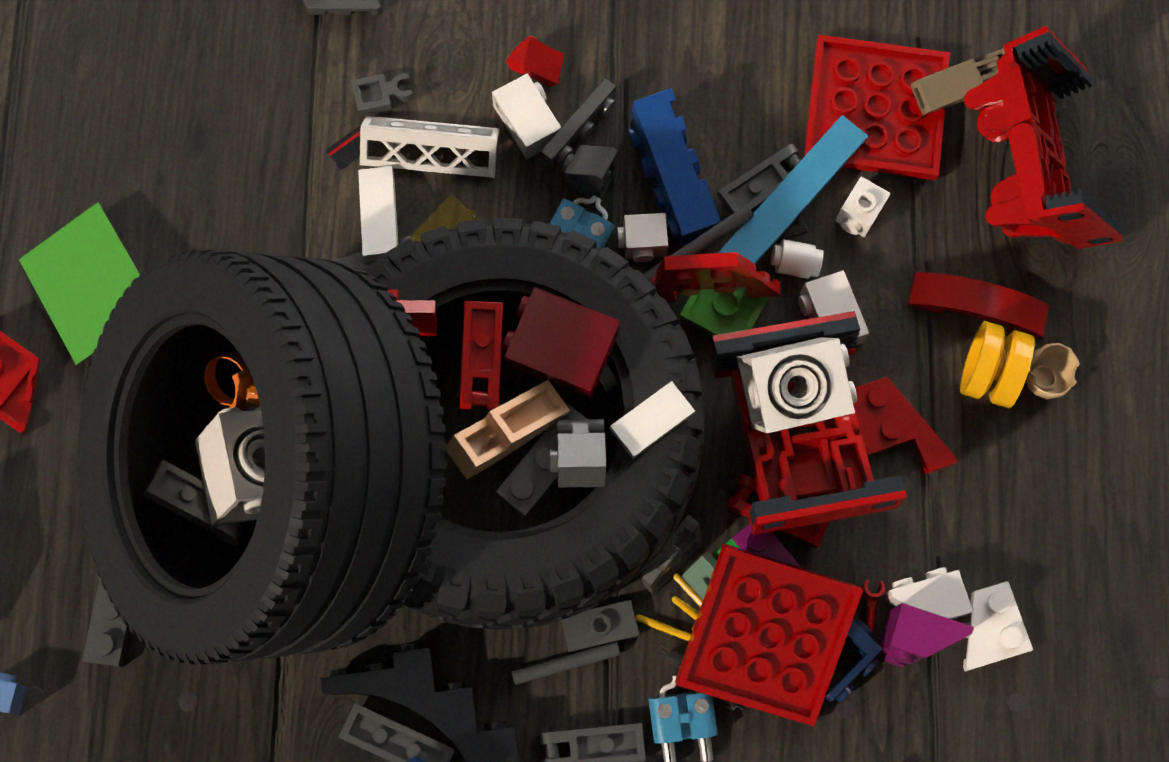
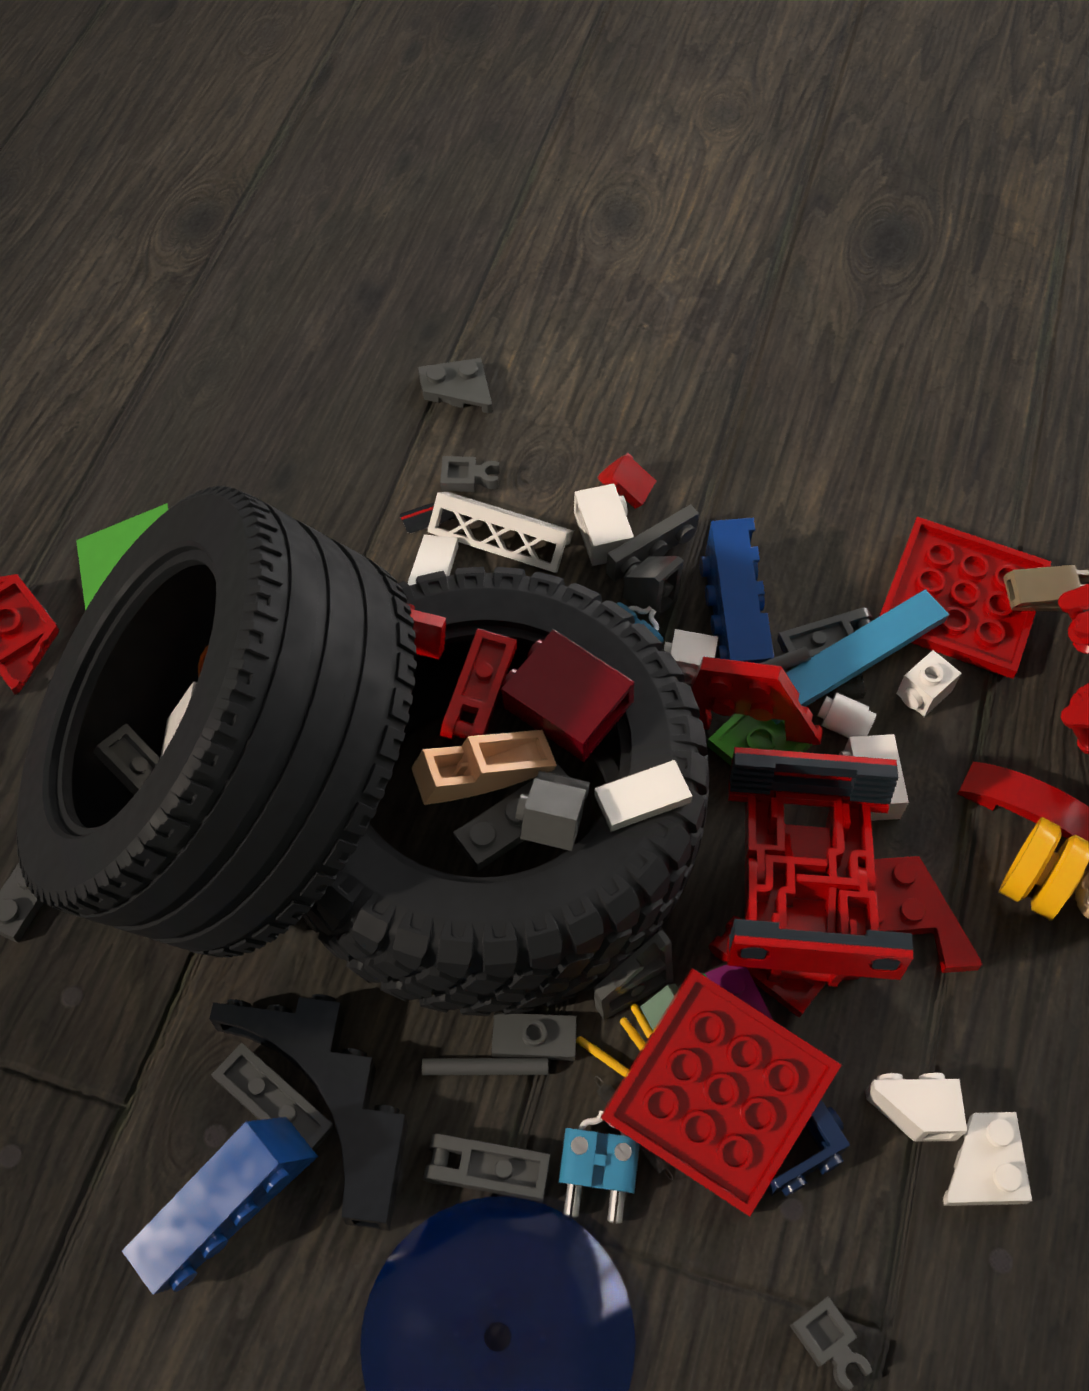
camera: 20 degrees right, 15 degrees down
(819, 387) = (840, 806): white brick -> none
(871, 602) = (850, 1091): red hand -> none
(917, 634) = (898, 1140): magenta slope -> none

